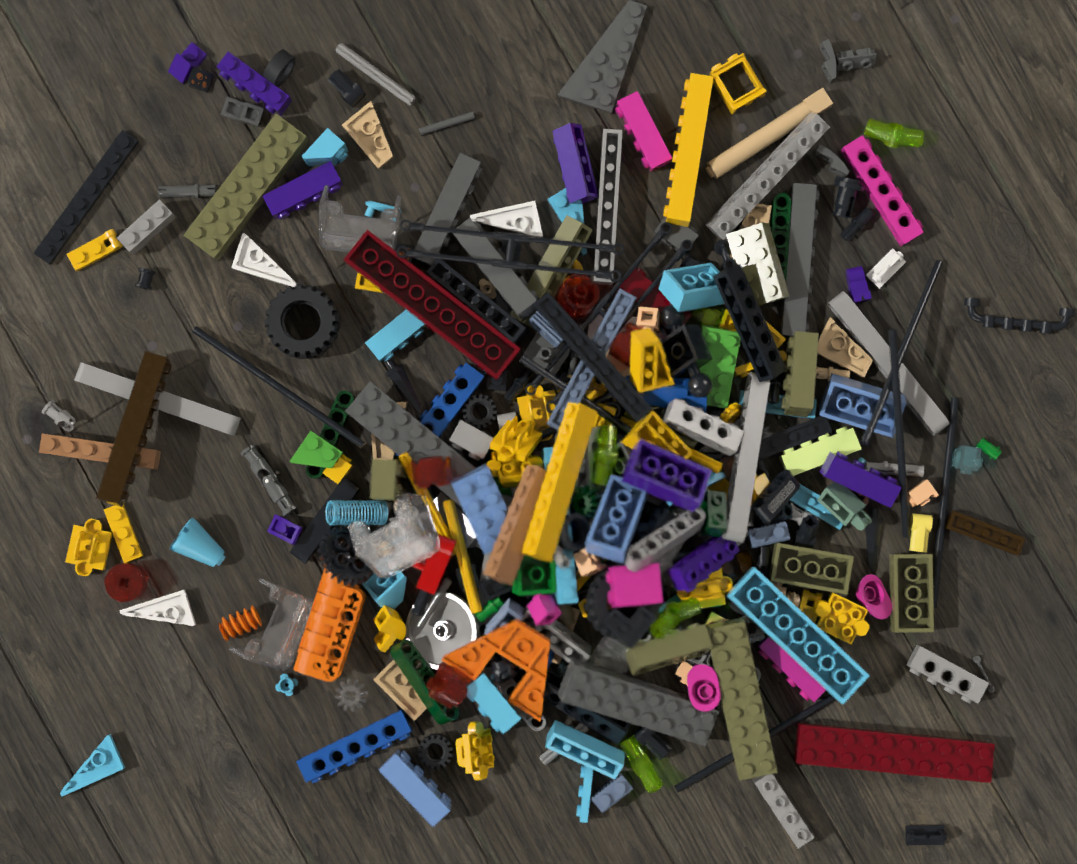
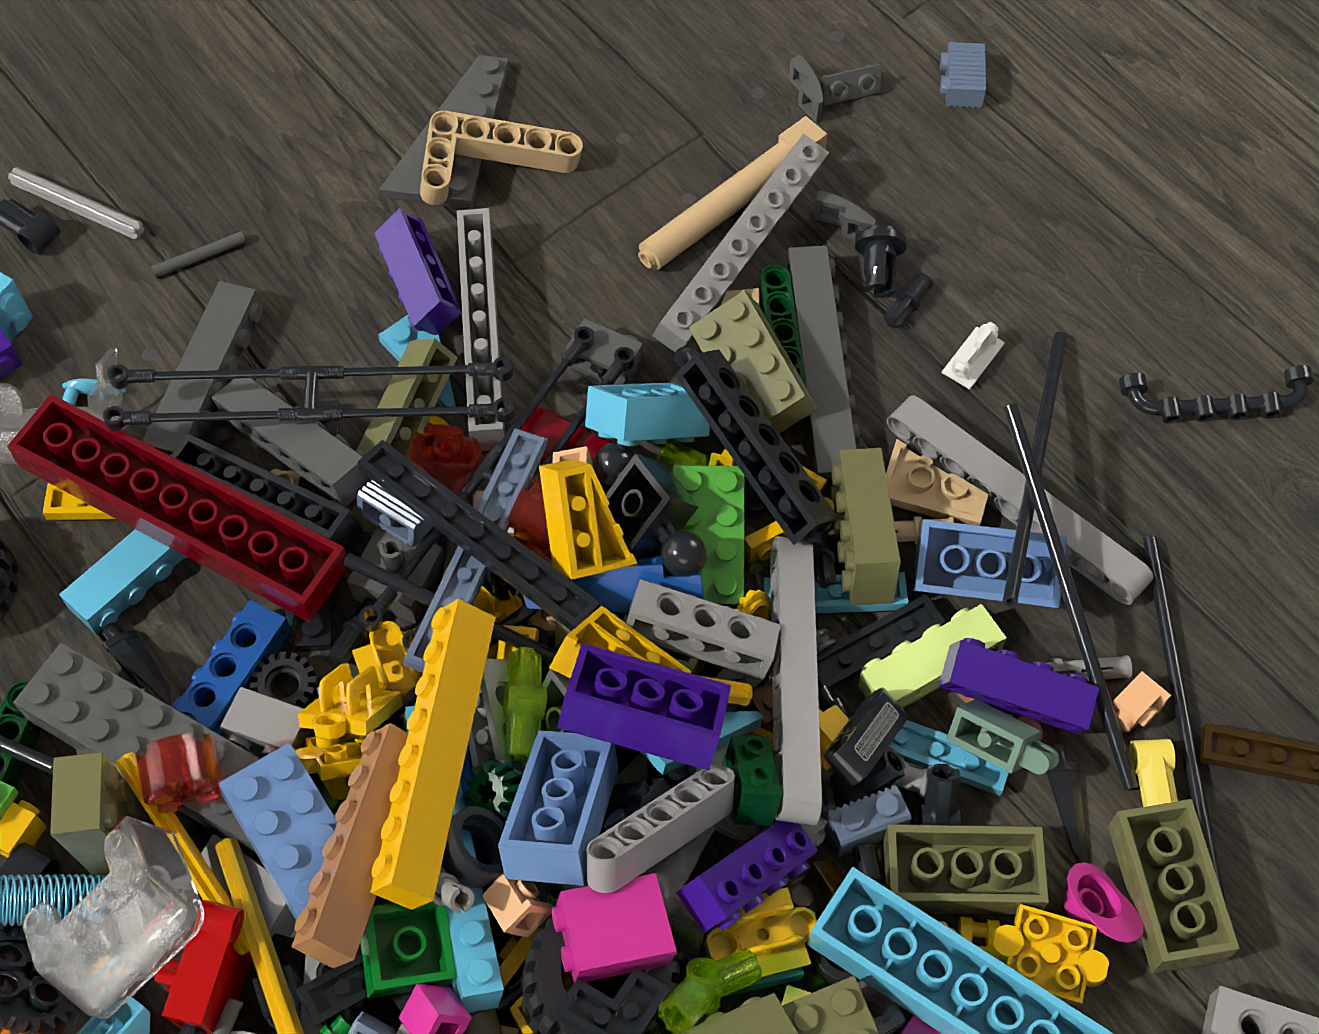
camera: 10 degrees left, 25 degrees down
(369, 136) = (66, 286): tan wing -> none
(517, 218) = (342, 353): white wing -> none
(627, 79) = (490, 147): none -> tan beam
(644, 132) = (528, 219): dark pink brick -> none
(689, 149) = (604, 229): yellow brick -> none
(746, 99) = (661, 161): yellow window -> none
(857, 285) = (932, 385): dark purple leg -> none
(861, 170) = (940, 248): dark pink brick -> none
(894, 134) = (935, 167): clear neon green piece -> none
(928, 65) = (964, 74): none -> sand blue brick
(967, 459) = (1203, 631): clear light blue brick -> none
(989, 448) = (1236, 610): green pin -> none

